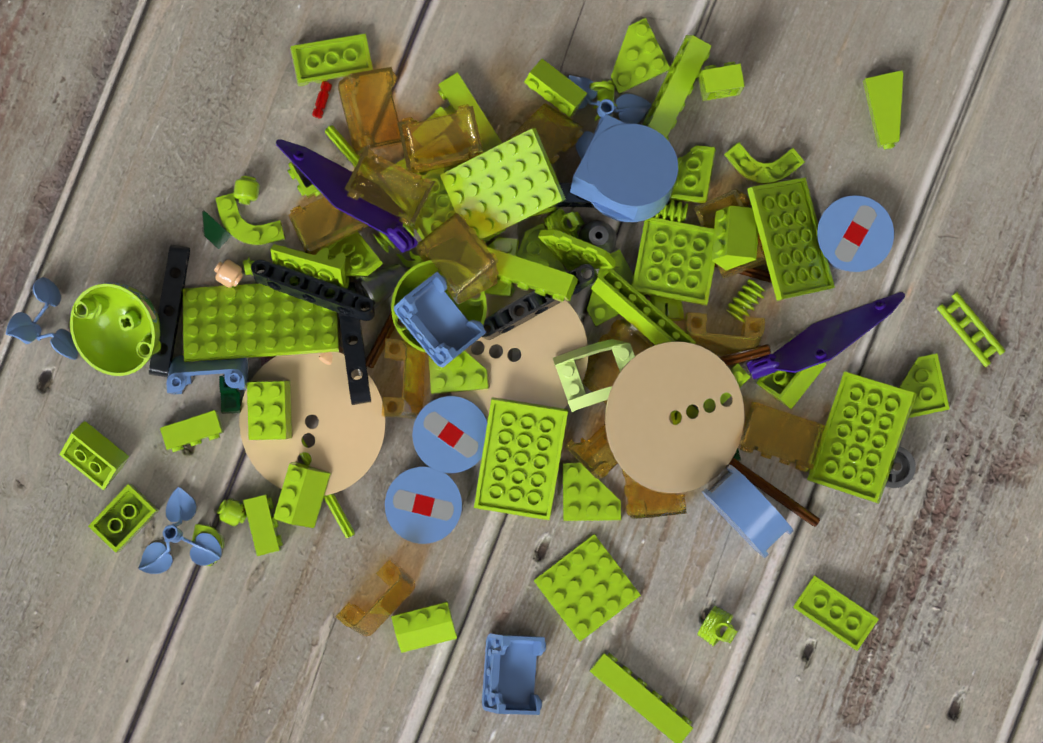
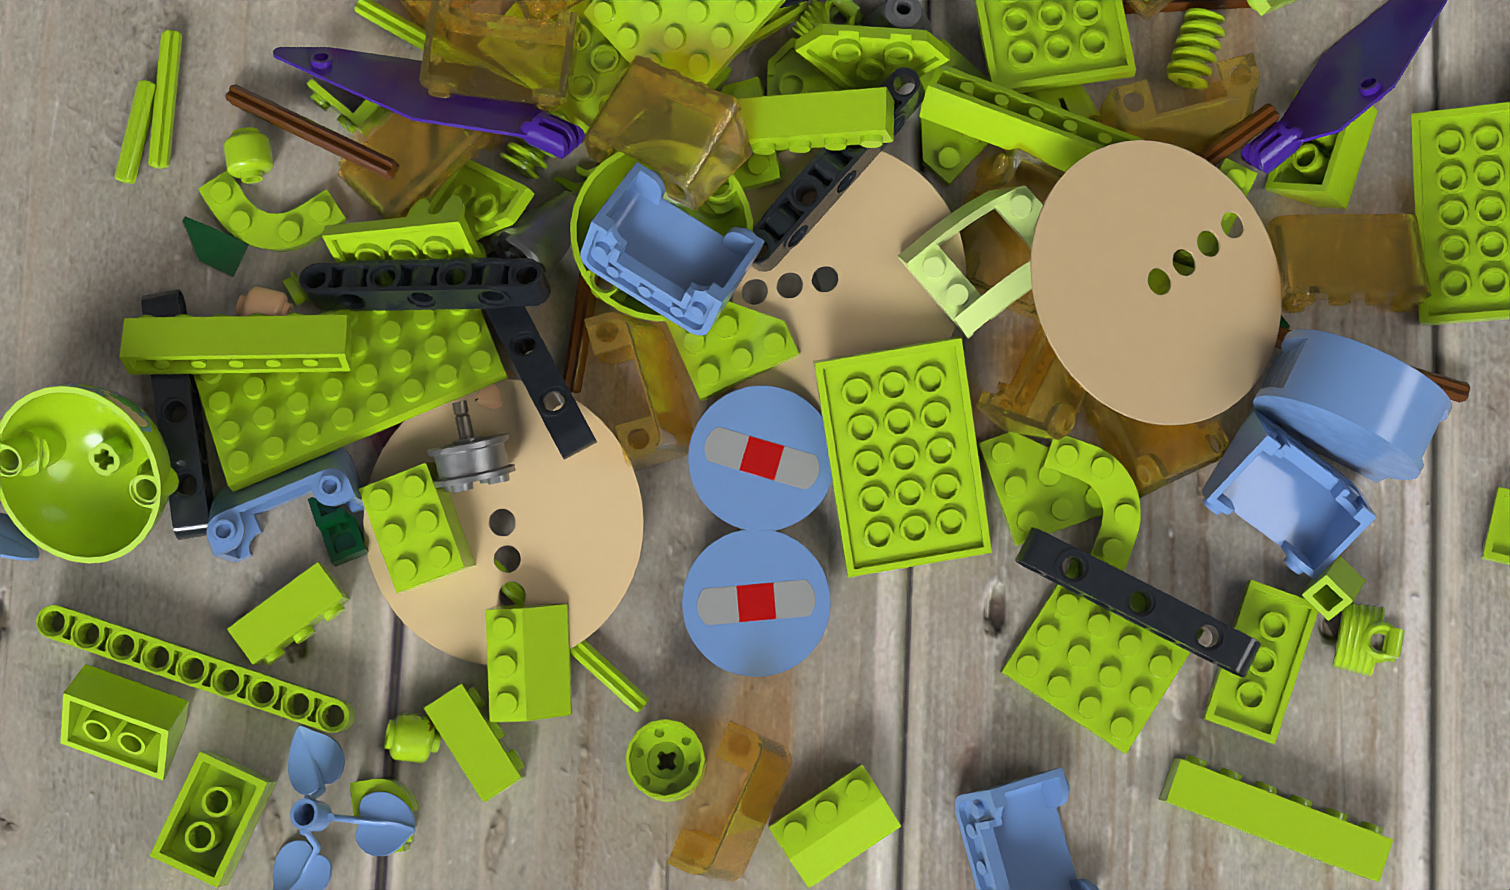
camera: 20 degrees left, 5 degrees down
(129, 438) = (178, 668): none -> lime beam
(193, 156) = (136, 132): none -> lime axle
(210, 288) = (237, 344): none -> lime brick
(213, 144) = (165, 99): none -> lime axle
(283, 192) = (313, 132): none -> reddish brown axle
(306, 386) = (470, 456): none -> flat silver wheel
(342, 562) = (666, 738): none -> lime wheel
(620, 509) = (1114, 487): none -> lime plate
(620, 580) = (1162, 614): none -> black beam
(663, 620) = (1260, 699): none -> lime plate
(705, 542) = (1288, 495): none -> medium blue windscreen
(711, 596) = (1334, 588): none -> lime brick

